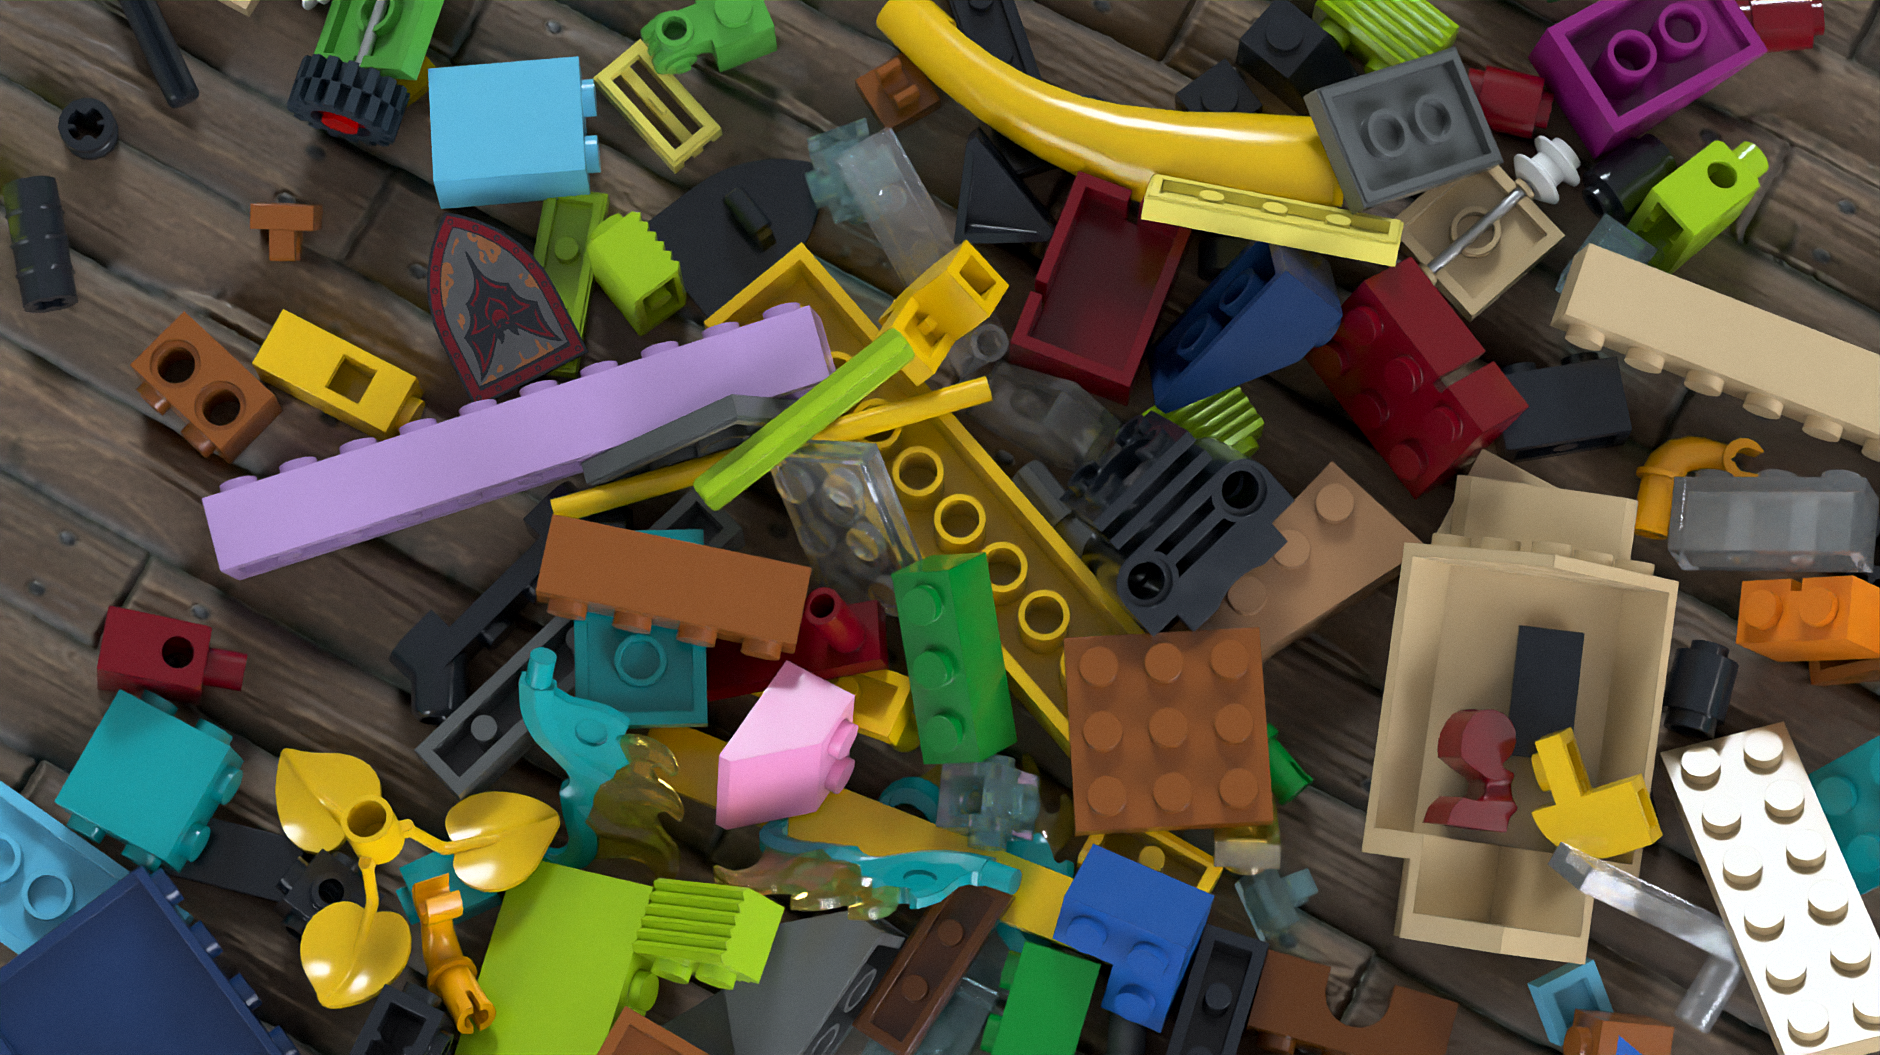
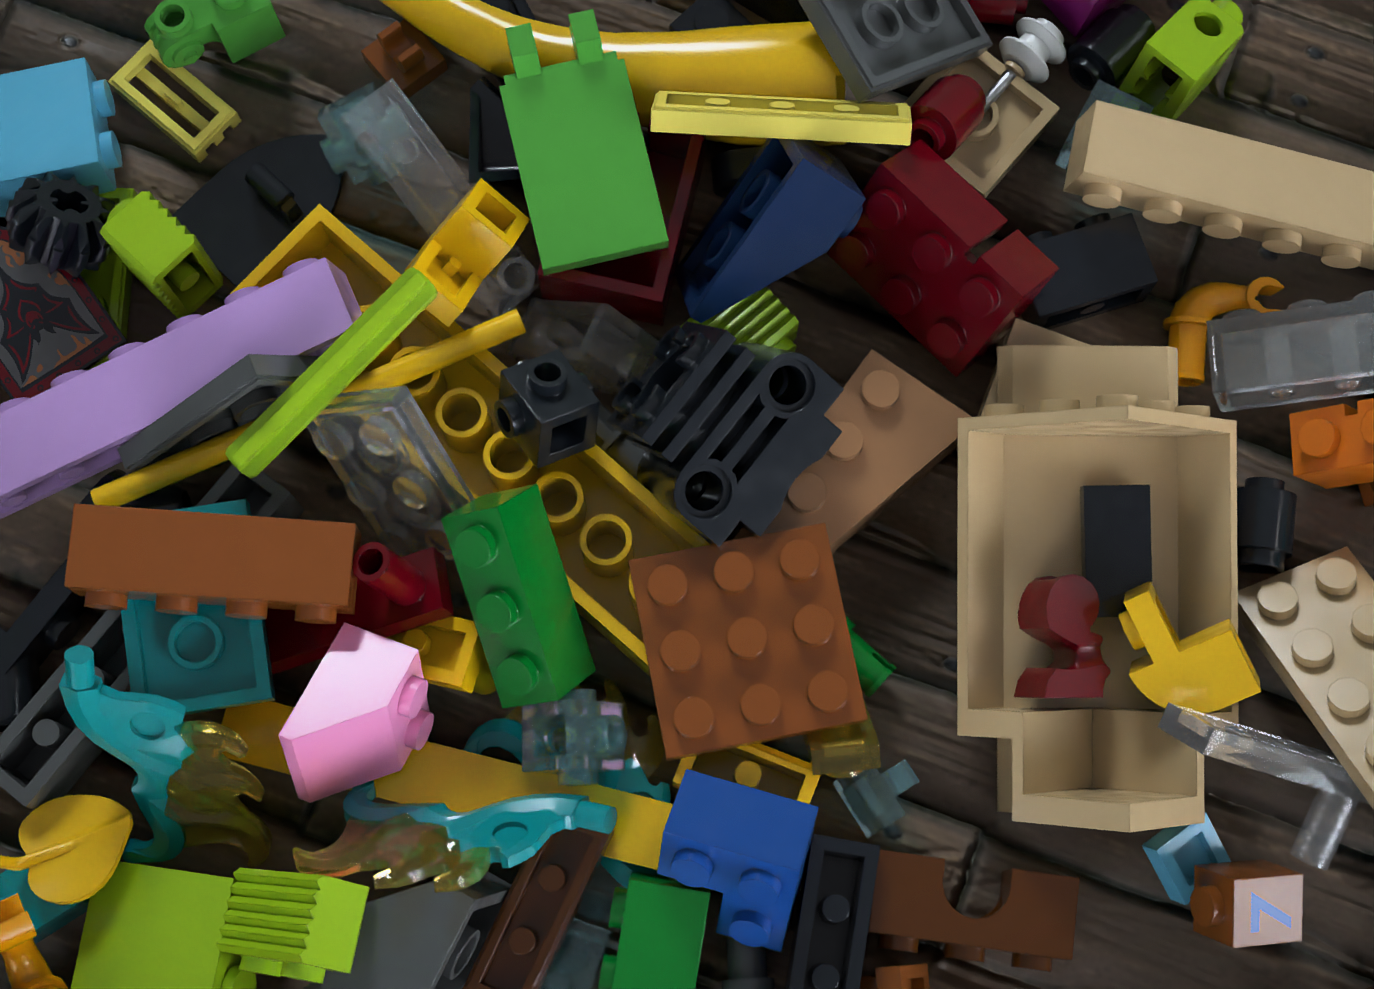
camera: 10 degrees left, 0 degrees up
(541, 228) = (59, 224): none -> black gear
(1005, 480) = (547, 408): none -> black brick
(1068, 227) = (580, 152): none -> bright green tile
(1442, 232) = (948, 113): none -> dark red brick

